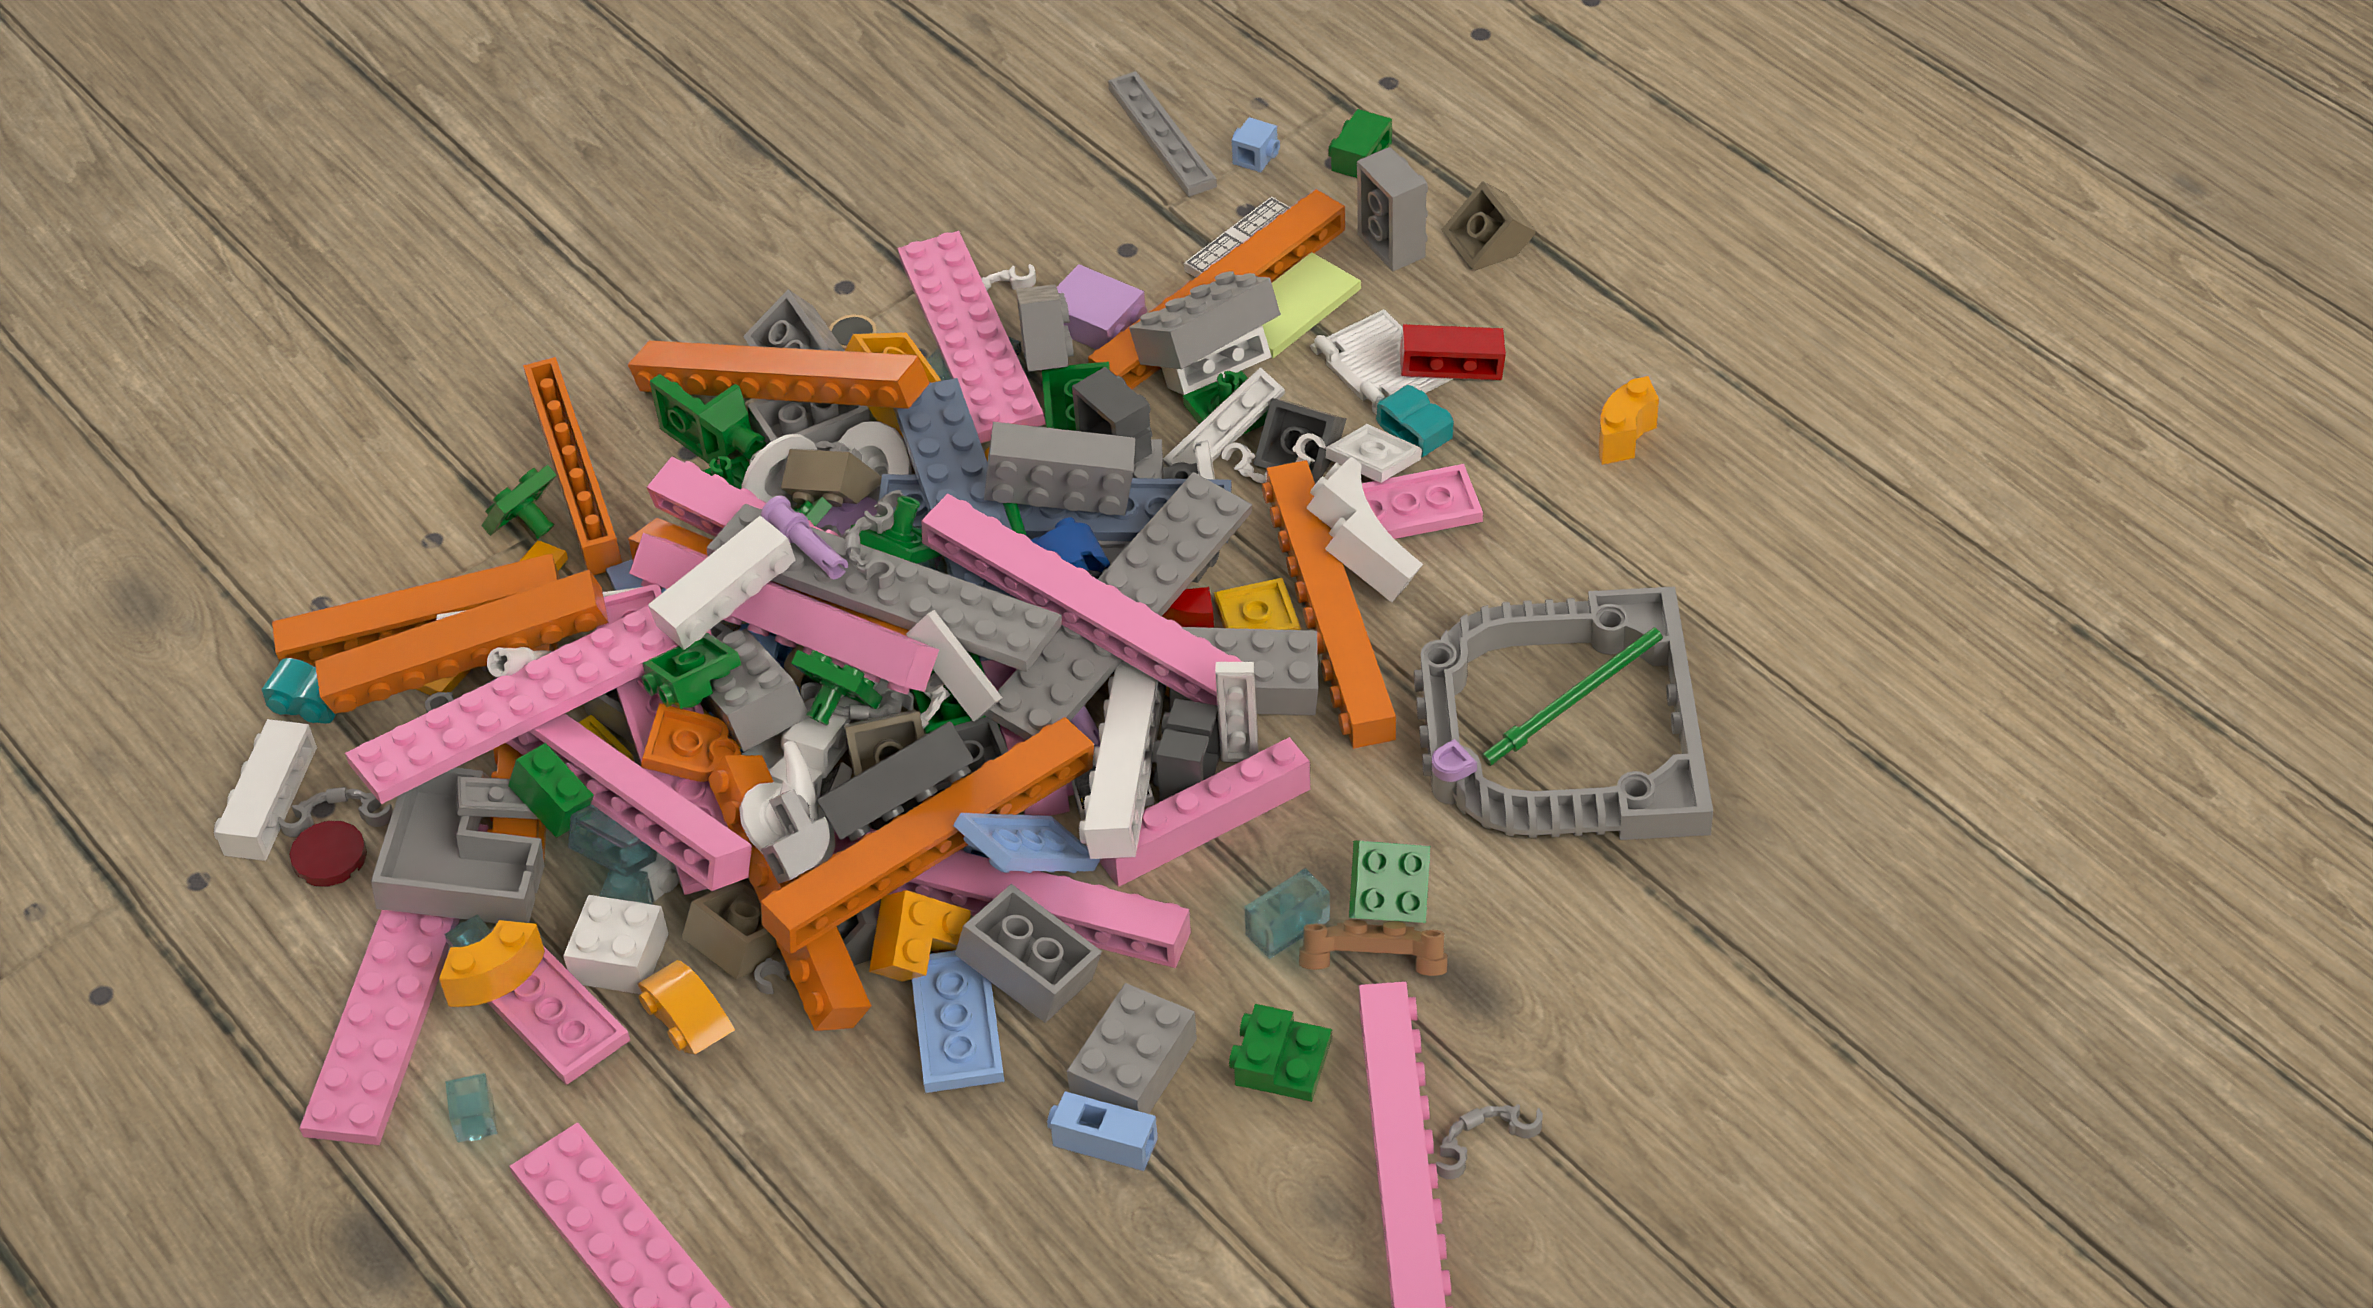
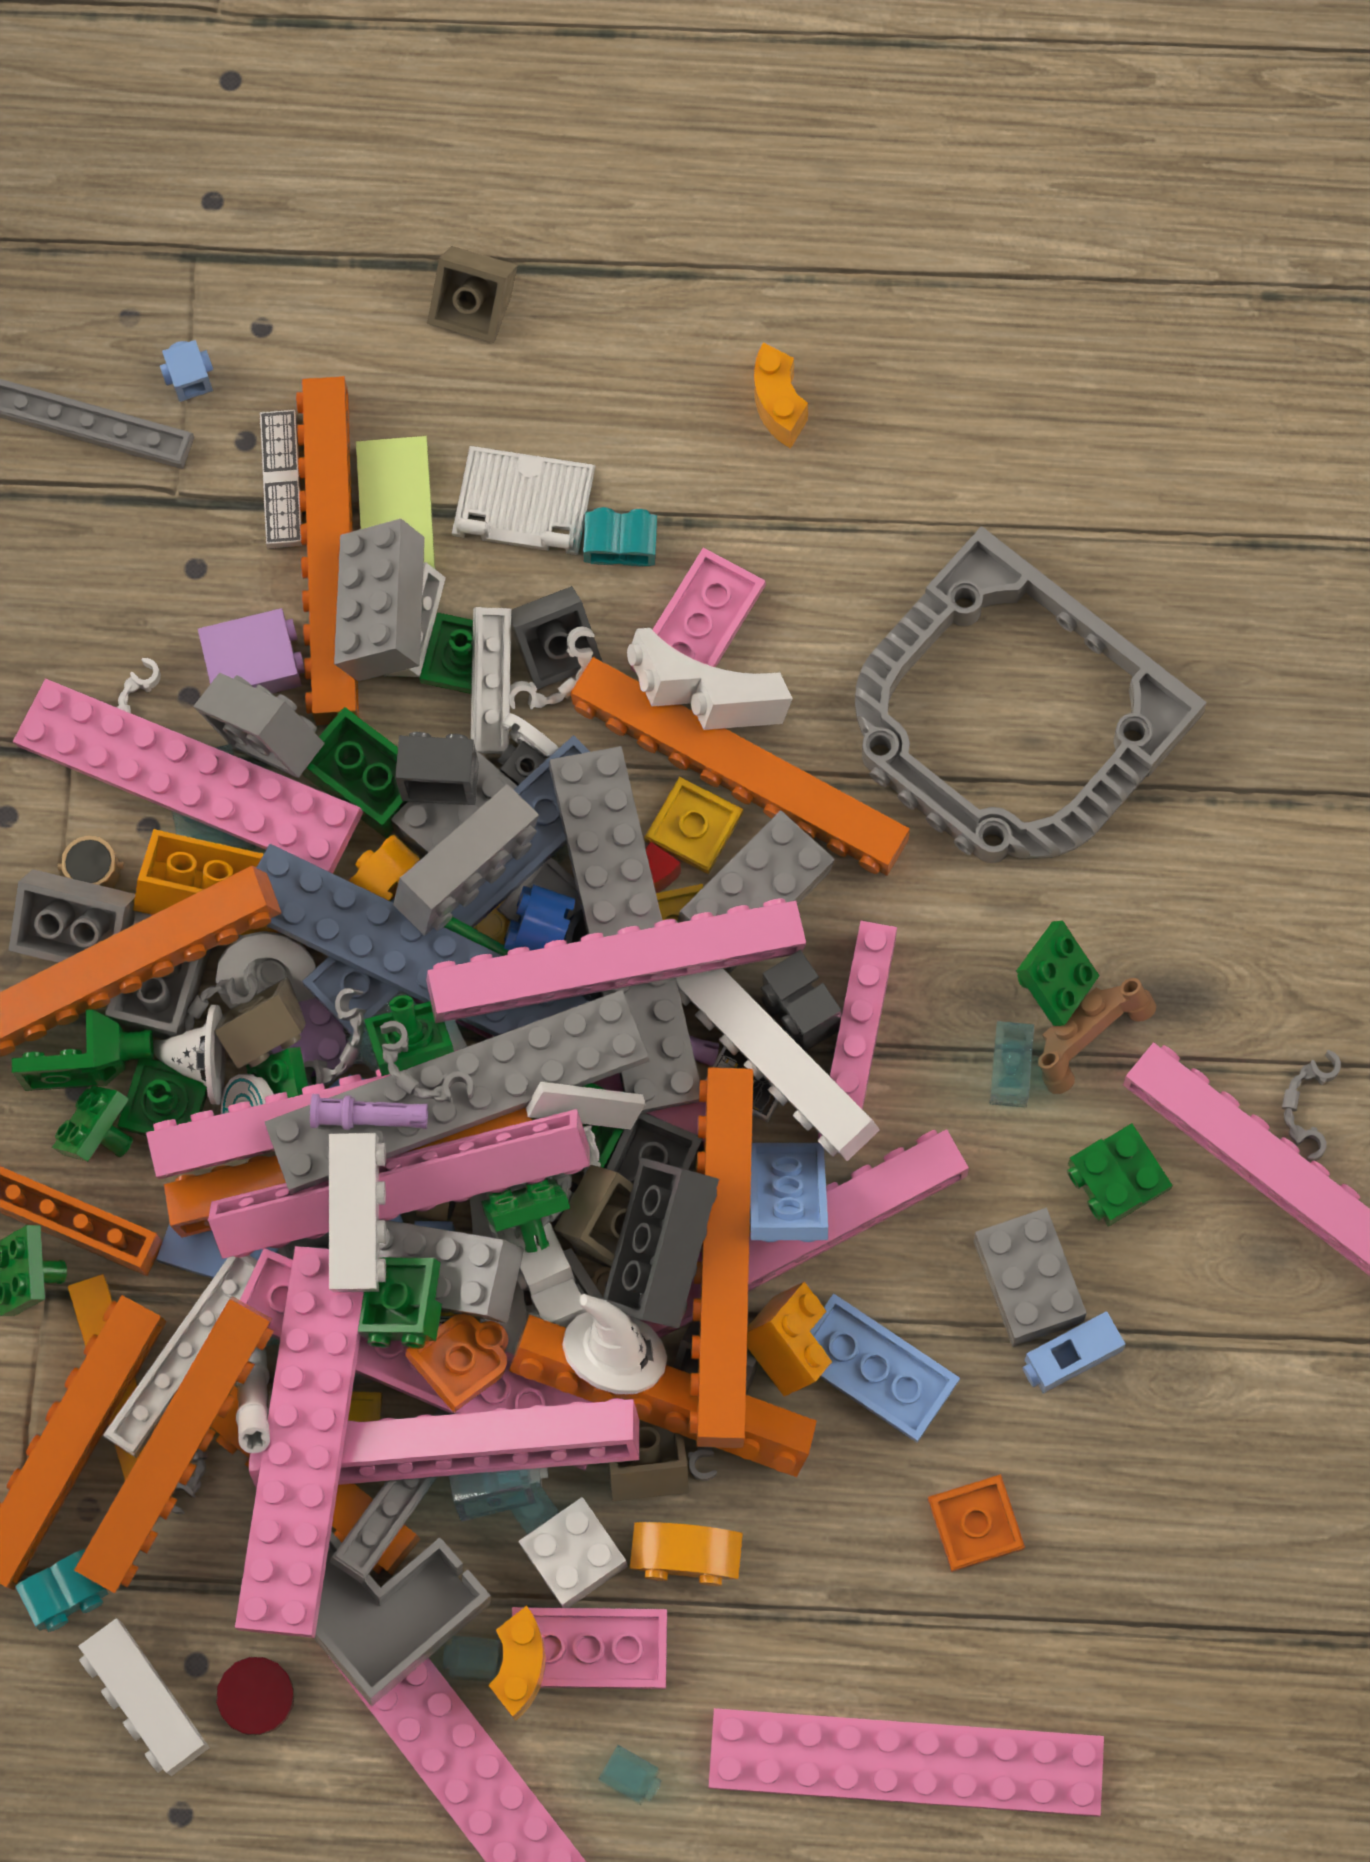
camera: 45 degrees left, 25 degrees up
(336, 795) = (195, 1647): light grey piece -> none
(549, 788) = (410, 1496): green brick -> none
(649, 460) = (93, 1125): none -> green plate
(804, 839) = (665, 1364): light grey brick -> none
(899, 1179) = (976, 1523): none -> orange tile
(1028, 953) = (881, 1274): light grey brick -> none
(1236, 710) = (822, 939): white tile -> none
(1359, 138) = (274, 293): green brick -> none
(1376, 451) = (624, 599): white tile -> none
(1392, 208) = (397, 350): light grey brick -> none
(1452, 352) = (580, 446): red brick -> none
(1452, 762) = (995, 832): lavender tile -> none
(1518, 737) = (998, 760): green bar -> none

